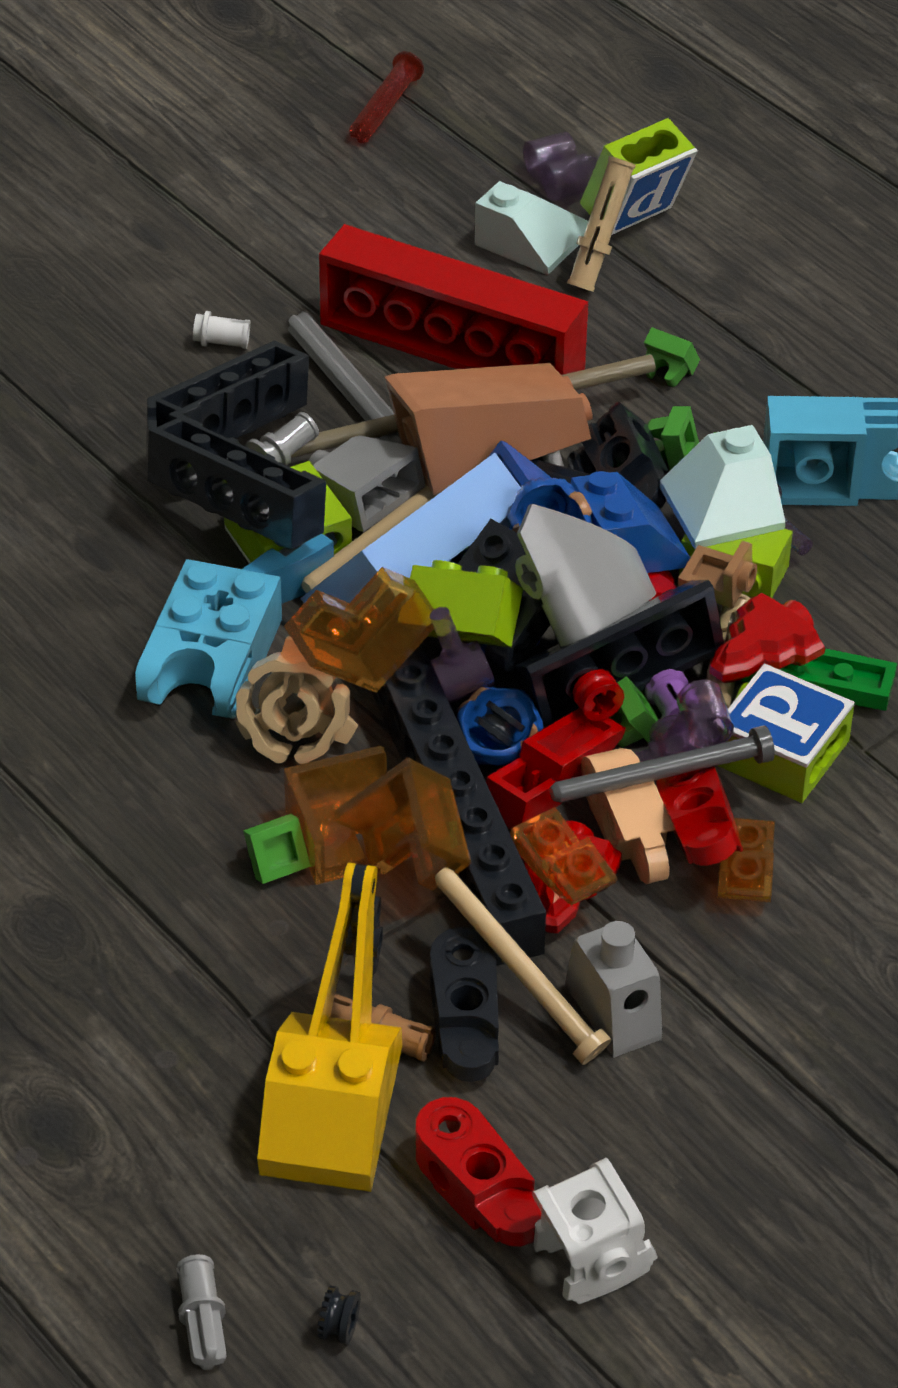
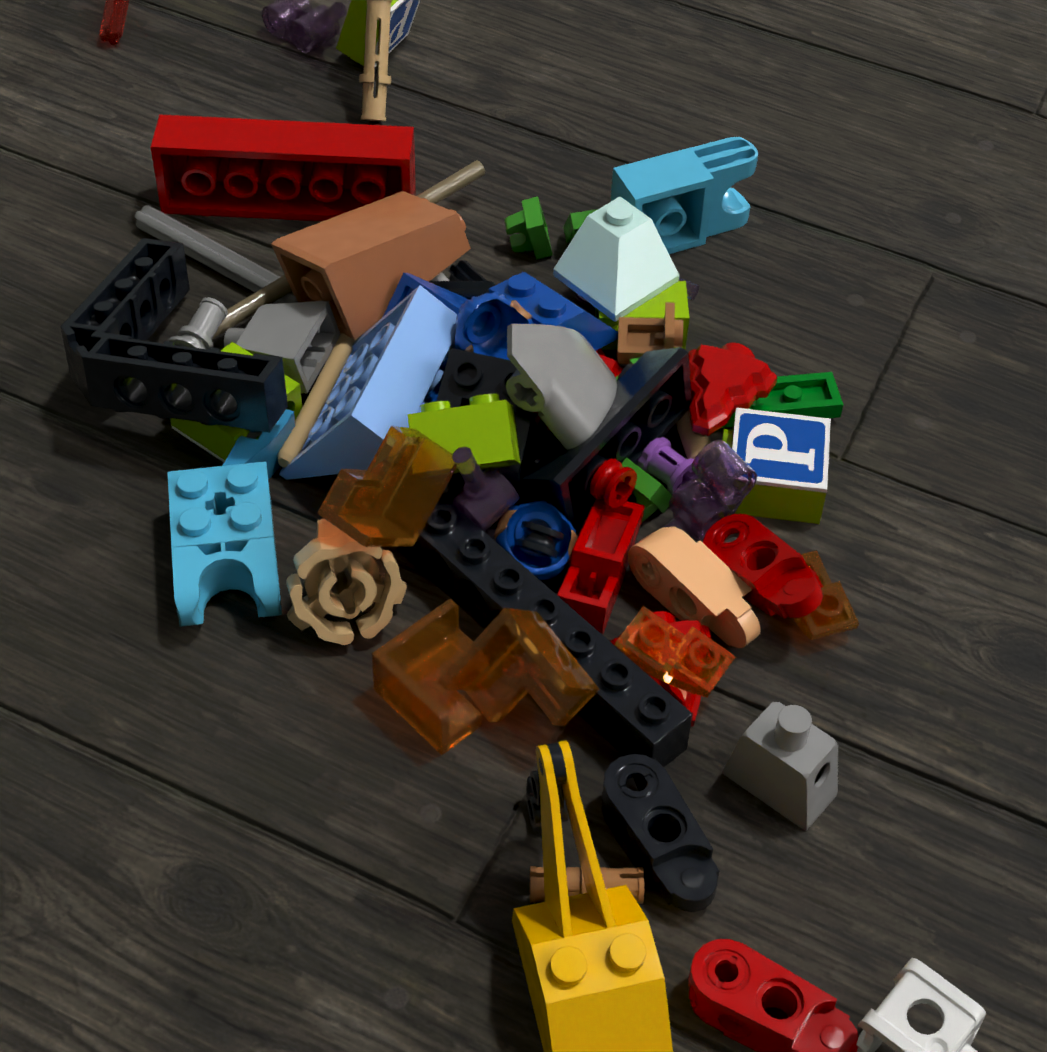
camera: 25 degrees left, 5 degrees up
(221, 330) = (77, 243): white pin -> none
(276, 848) = (394, 734): bright green tile -> none
(526, 228) = (302, 80): light aqua slope -> none
(588, 1042) = (786, 827): tan bar -> none
(626, 446) = (503, 245): black piece -> none
(673, 353) = (490, 153): bright green tile -> none
(757, 745) = (782, 486): dark grey bar -> none

